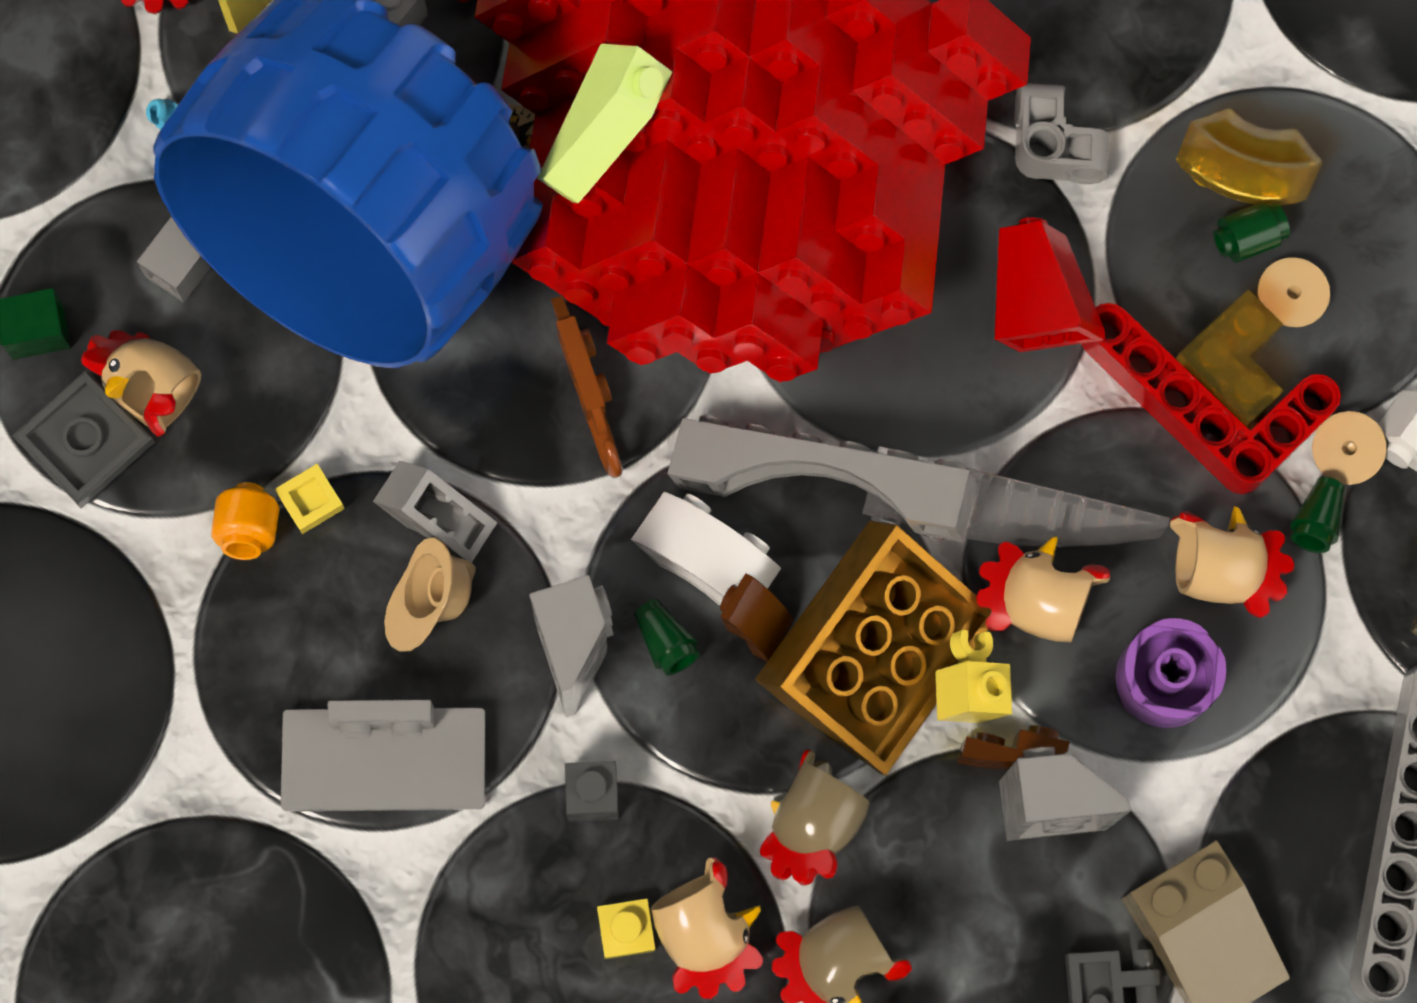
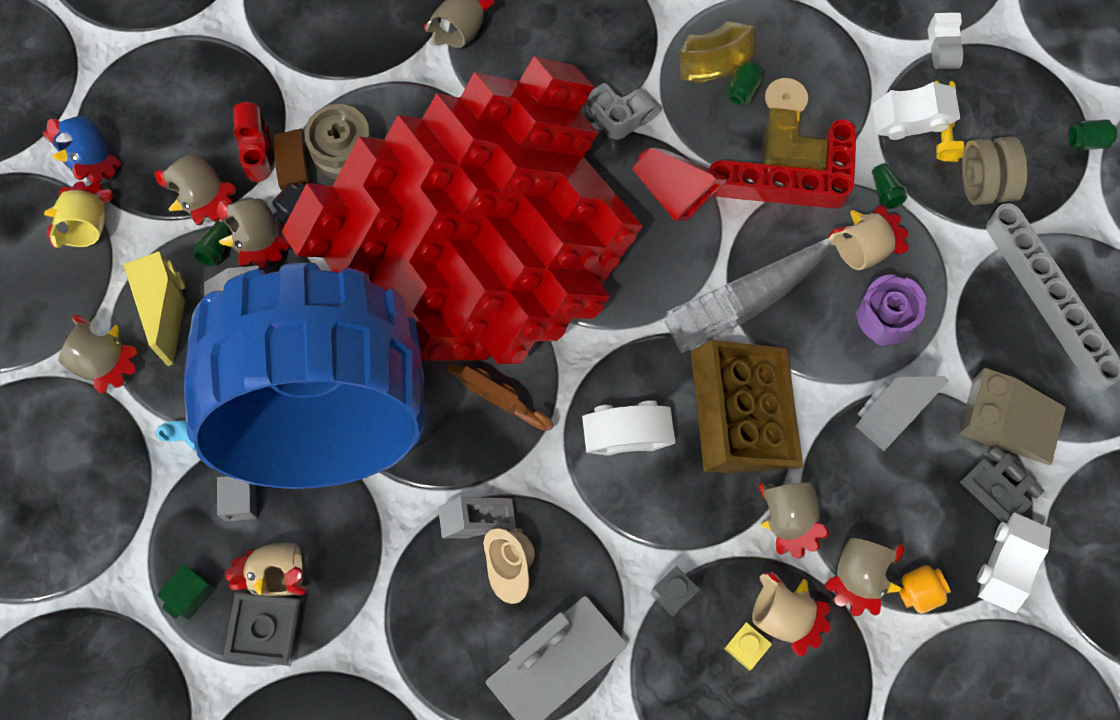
camera: 35 degrees left, 5 degrees down
(245, 521) = (384, 602): light orange head -> none
(309, 498) = (407, 563): light yellow plate -> none
(573, 632) = (604, 522): light grey slope -> none
(604, 118) = (411, 245): yellowish green slope -> none
(666, 638) = (642, 486): dark green cone -> none
(725, 459) = (598, 376): light grey arch -> none
(755, 616) = (679, 439): reddish brown slope -> none
(973, 688) = (809, 389): light yellow brick -> none
(989, 750) = (855, 400): reddish brown slope -> none
(1034, 595) = (799, 322): tan piece -> none
(1349, 447) = (874, 146): tan piece -> none

